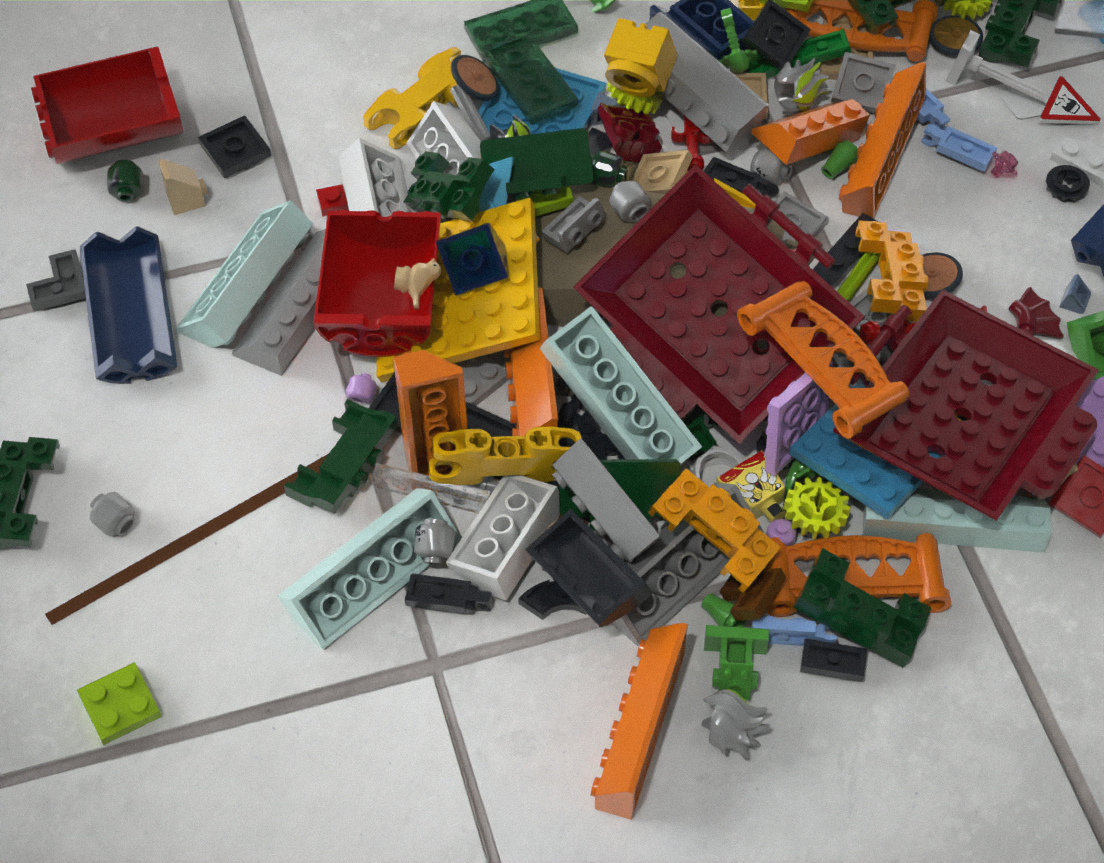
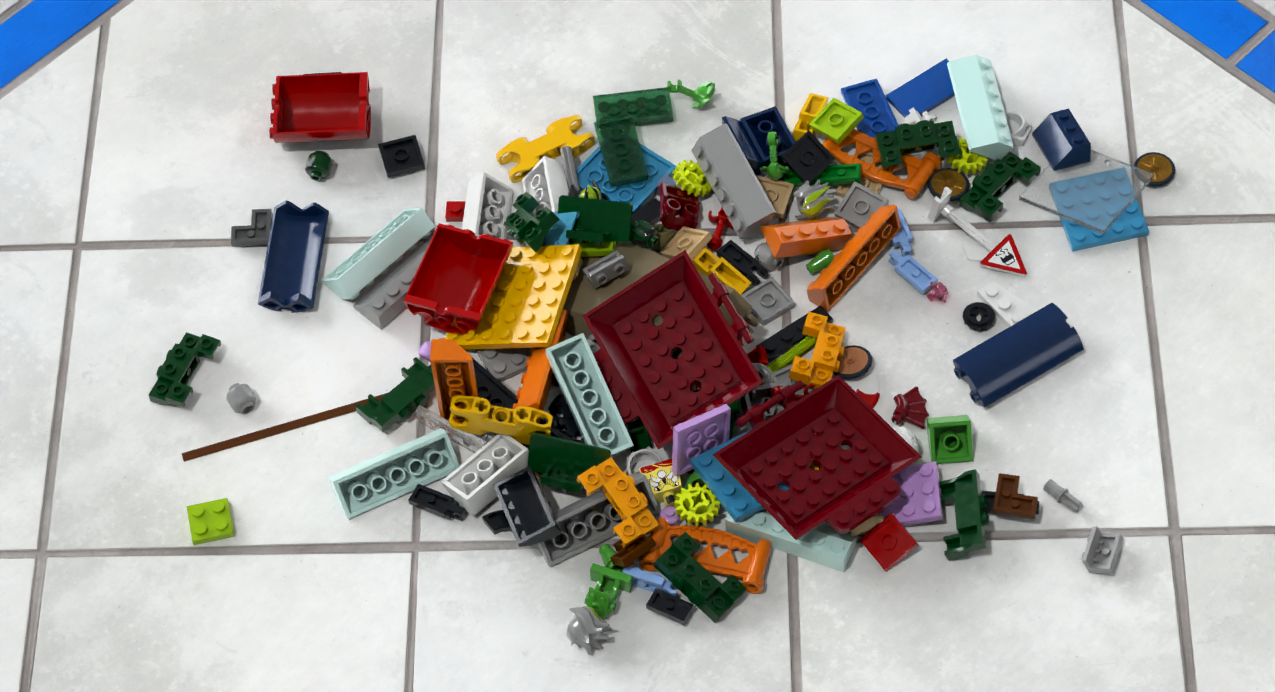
camera: 20 degrees right, 0 degrees up
(182, 187) = (355, 179): tan slope -> none
(416, 279) = (478, 286): tan animal -> none
(434, 540) = (438, 465): light grey head -> none
(474, 77) = (581, 143): nougat wheel -> none
(474, 258) = (525, 279): slope -> none
(605, 501) = (551, 466): light grey slope -> none
(630, 201) = (646, 260): light grey head -> none
(639, 58) = (694, 157): yellow piece -> none
(641, 720) = (530, 613): orange slope -> none
(856, 405) = (730, 441): orange piece -> none
(1076, 295) = (946, 400): sand blue slope -> none

